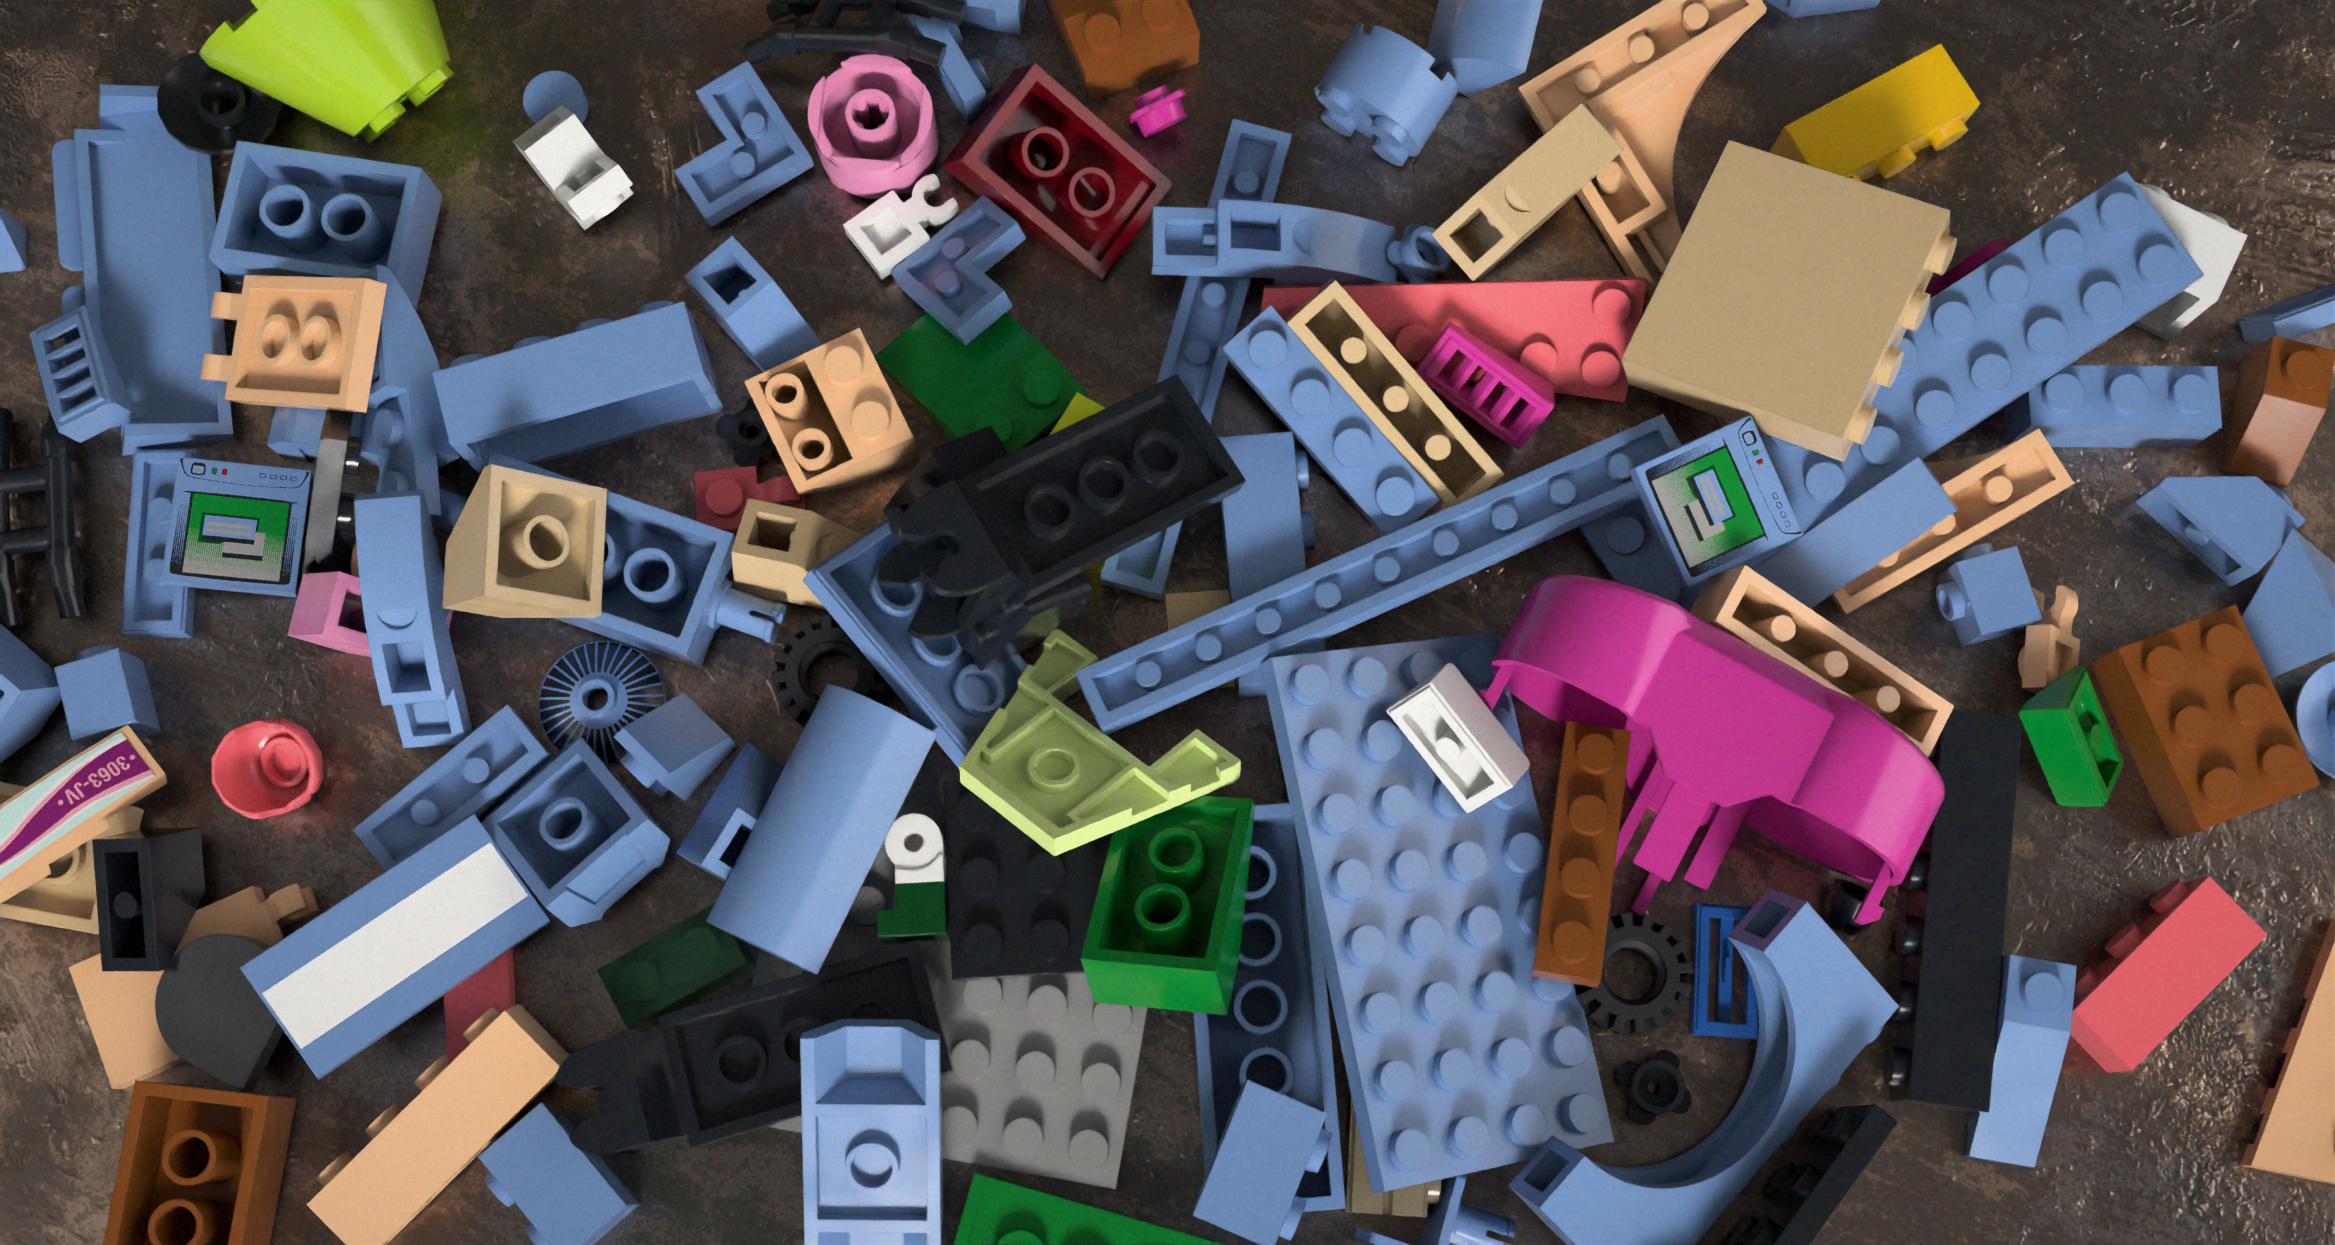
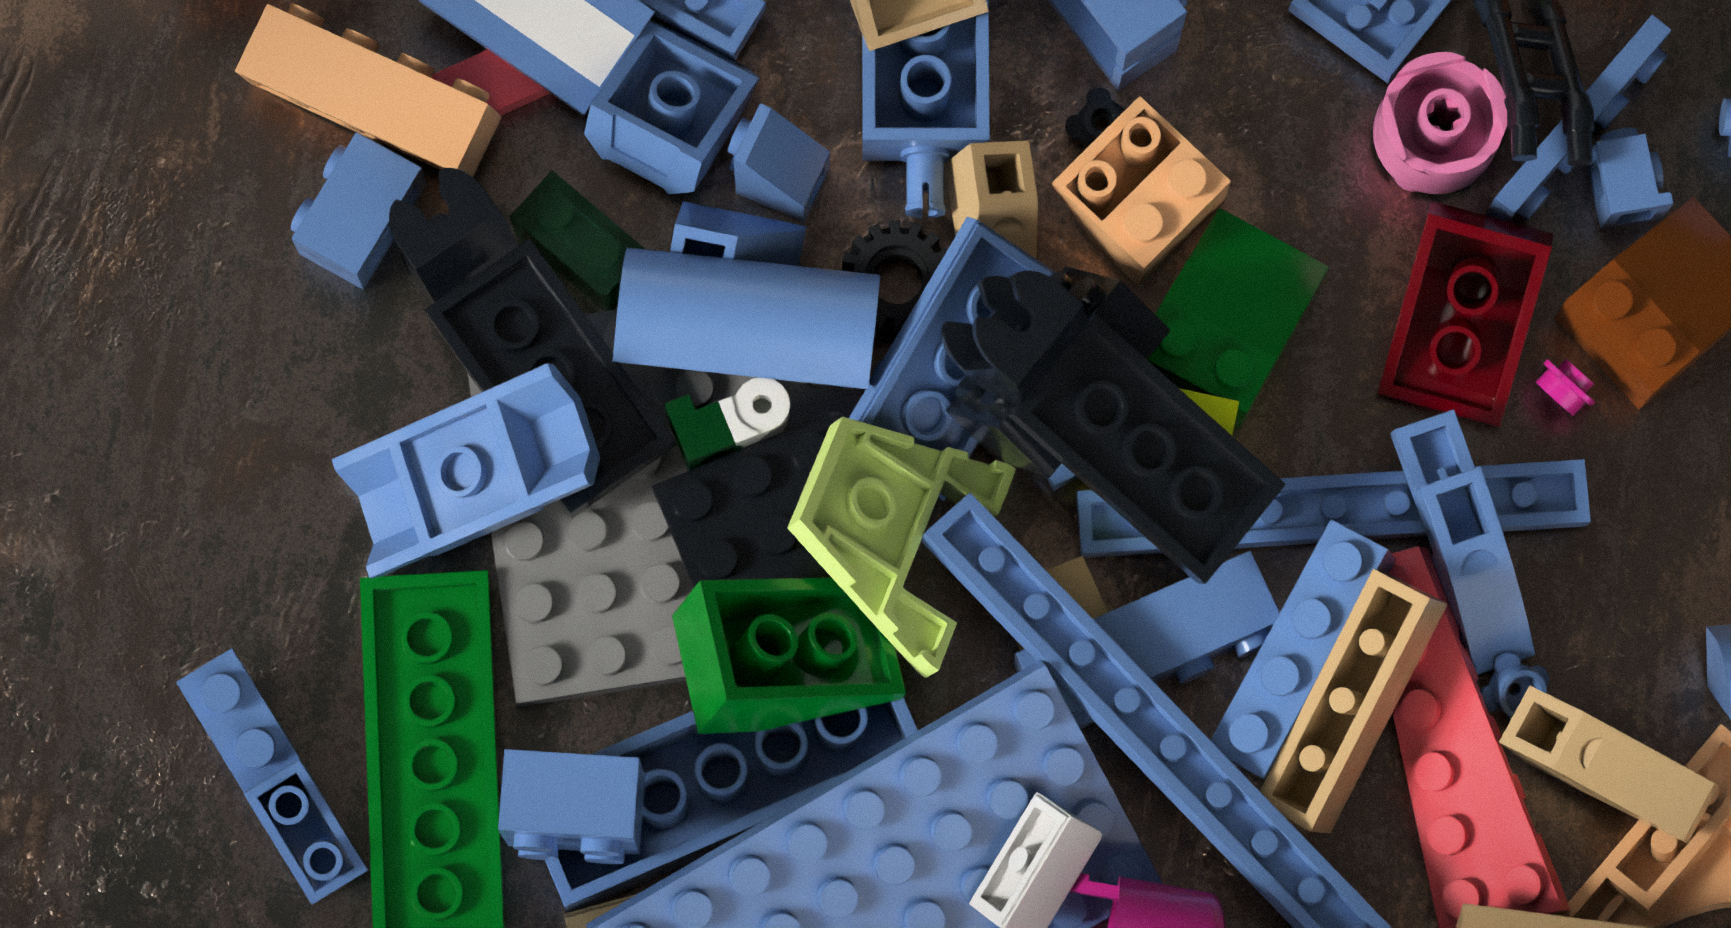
camera: 70 degrees right, 0 degrees up
(632, 690) = (830, 98): dish -> none
(724, 494) = (1037, 120): coral plate -> none
(750, 306) = (1217, 78): medium blue slope -> none
(894, 229) = (1348, 179): white plate -> none
(950, 269) = (1327, 243): medium blue plate -> none
(1384, 92) = (1666, 594): medium blue brick -> none
(1495, 415) = (1378, 809): dark pink slope -> none

